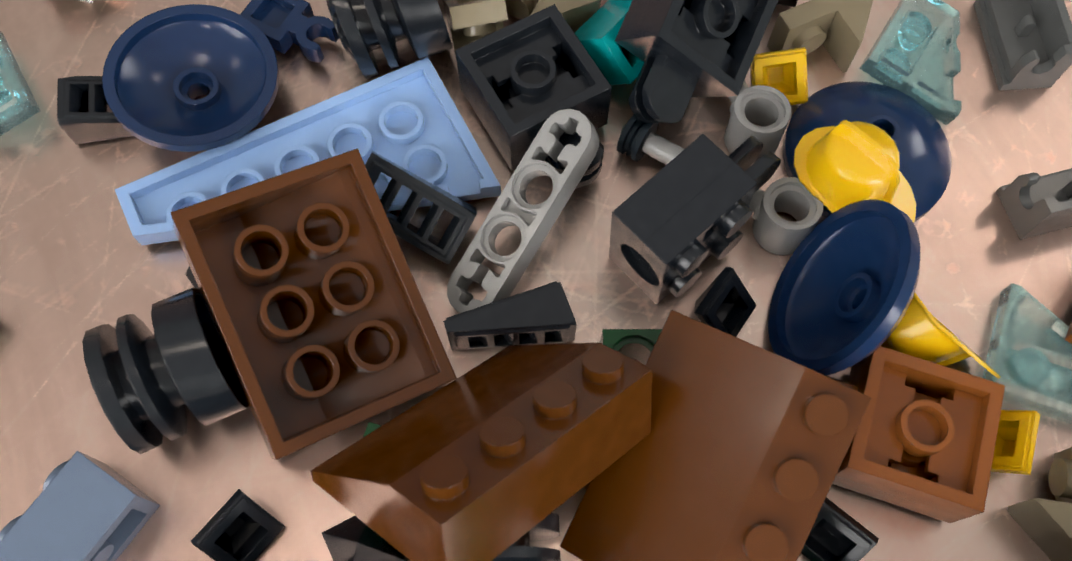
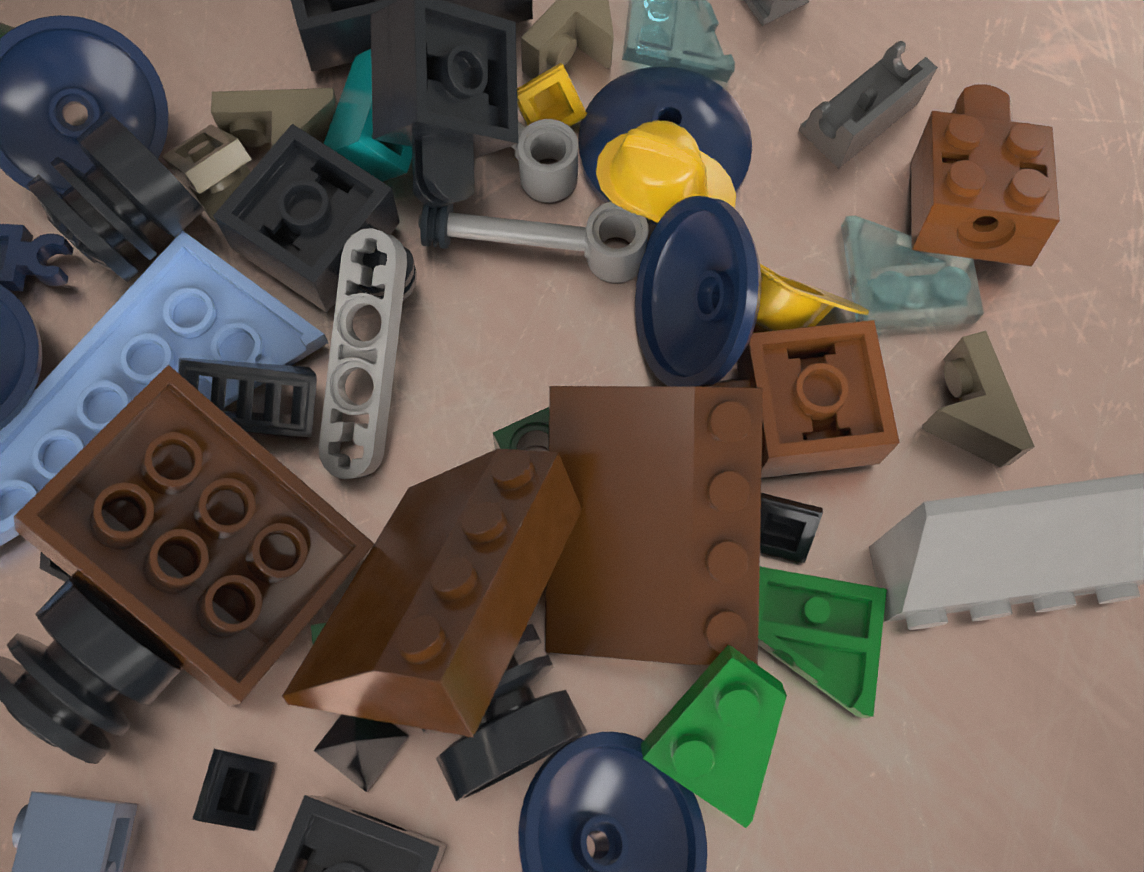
camera: 30 degrees left, 5 degrees up
(521, 319) = (411, 456): black slope -> none
(687, 215) = (523, 285): black brick -> none
(725, 303) = (595, 355): black slope -> none
(1015, 441) = (903, 365): yellow slope -> none

